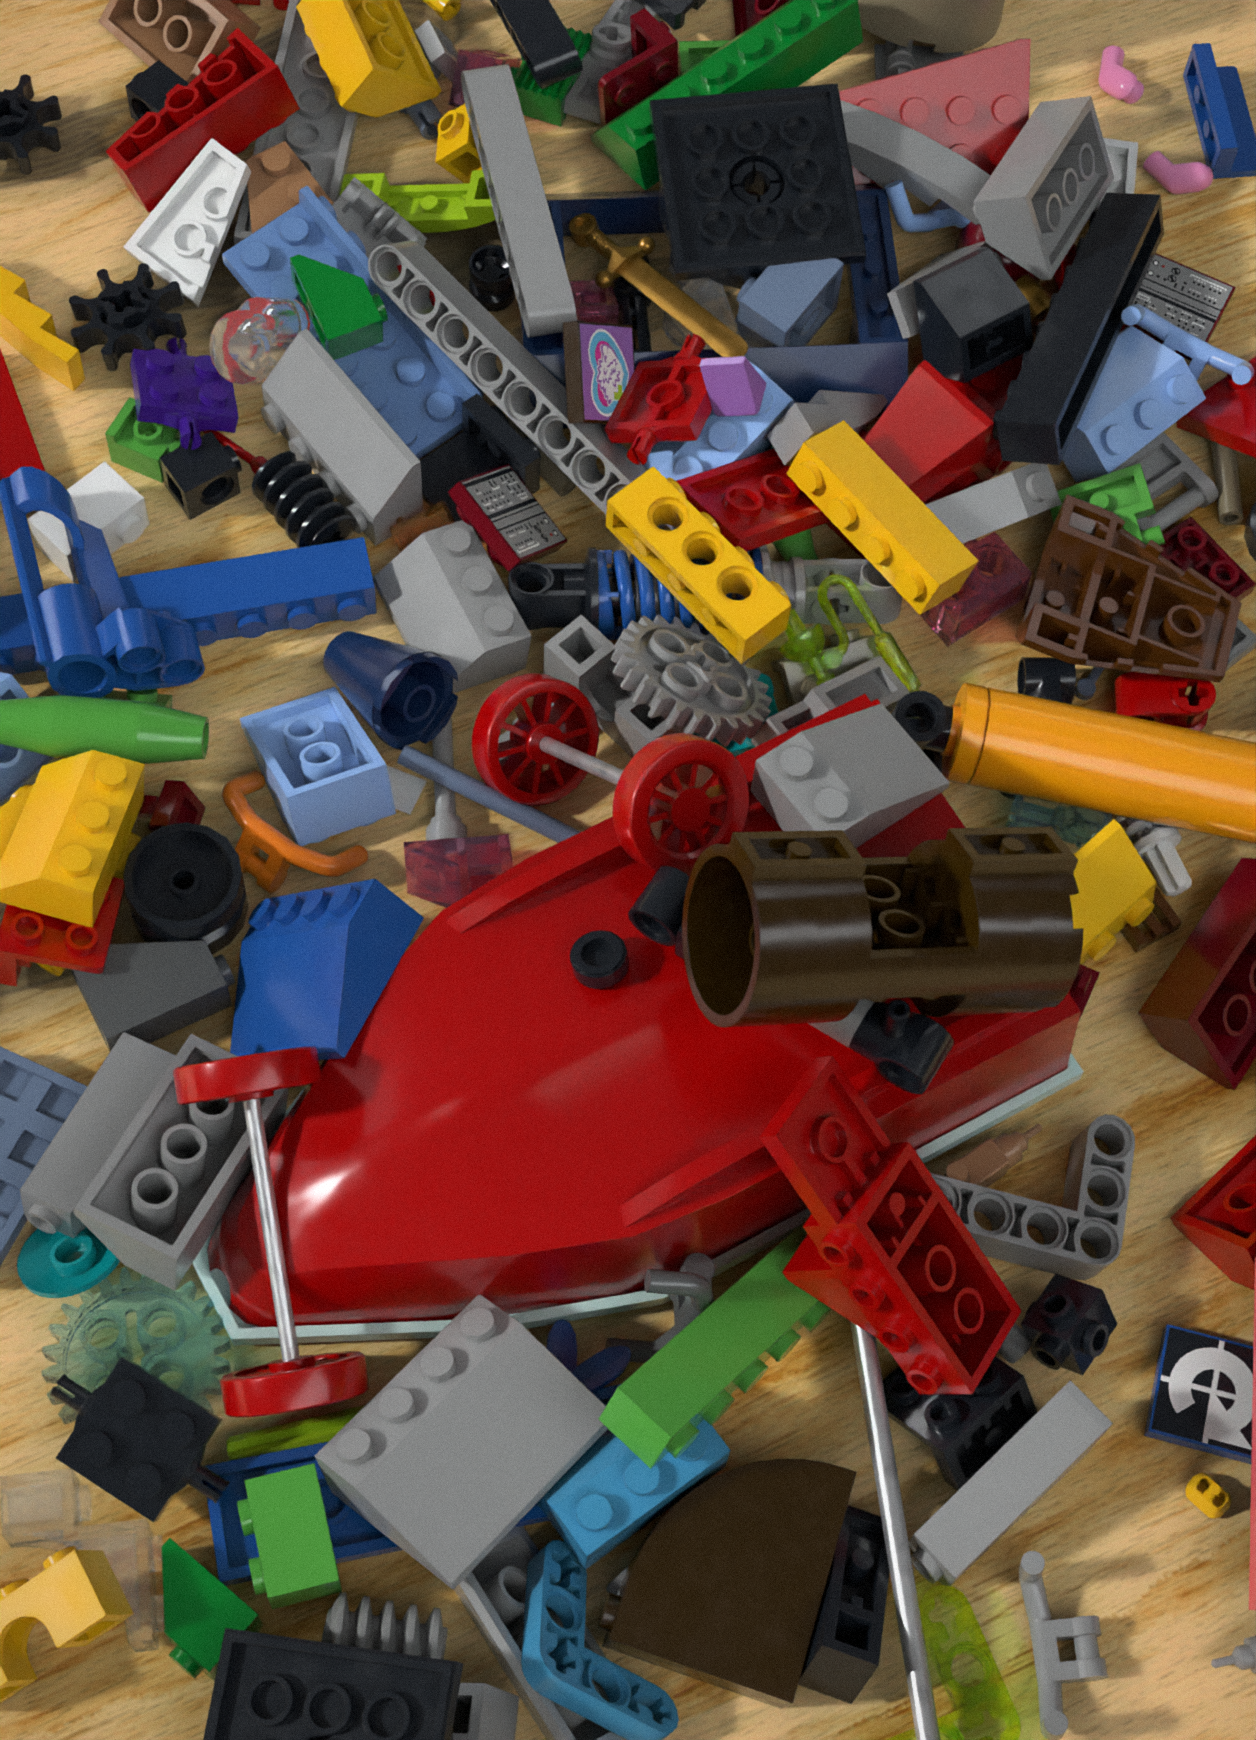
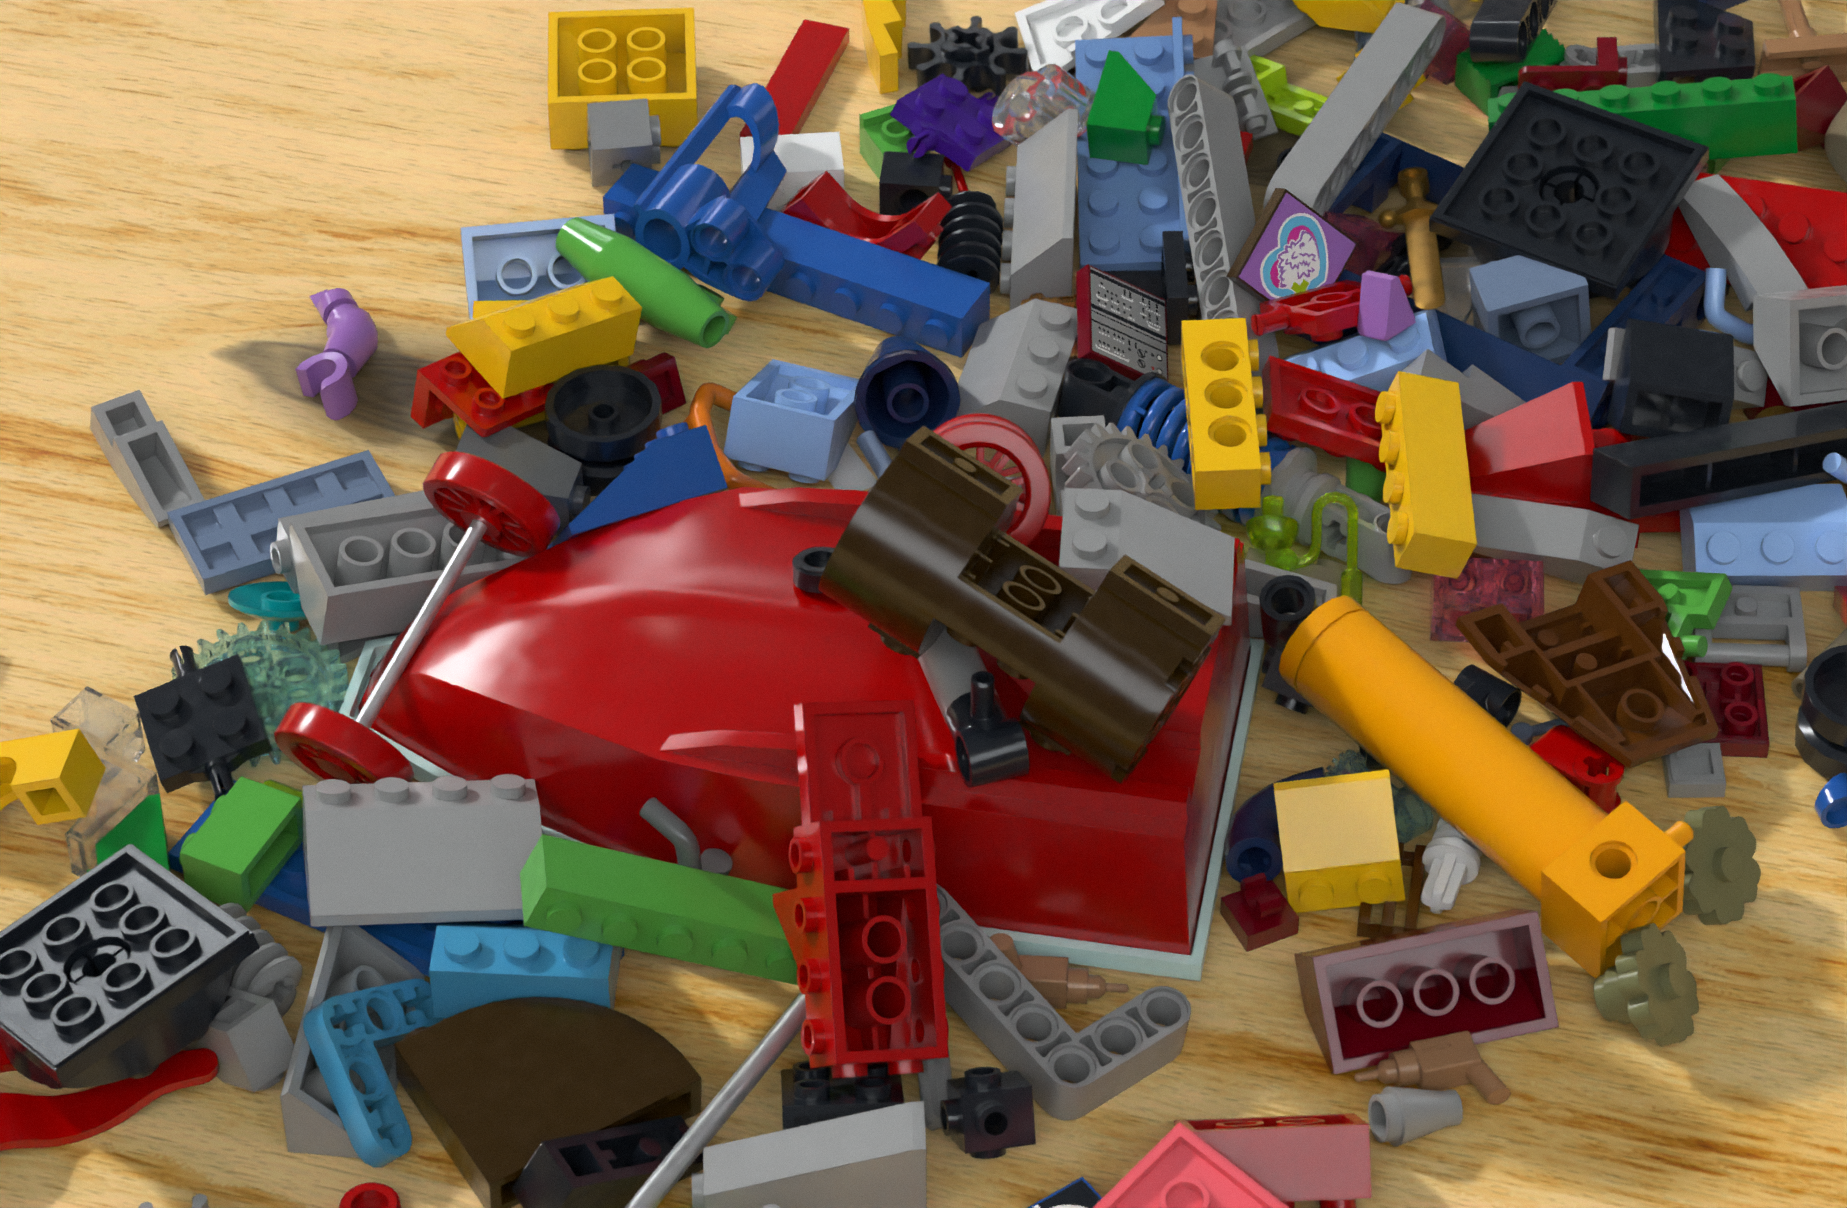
camera: 45 degrees right, 20 degrees down
(164, 544) = (831, 207): none -> red arch

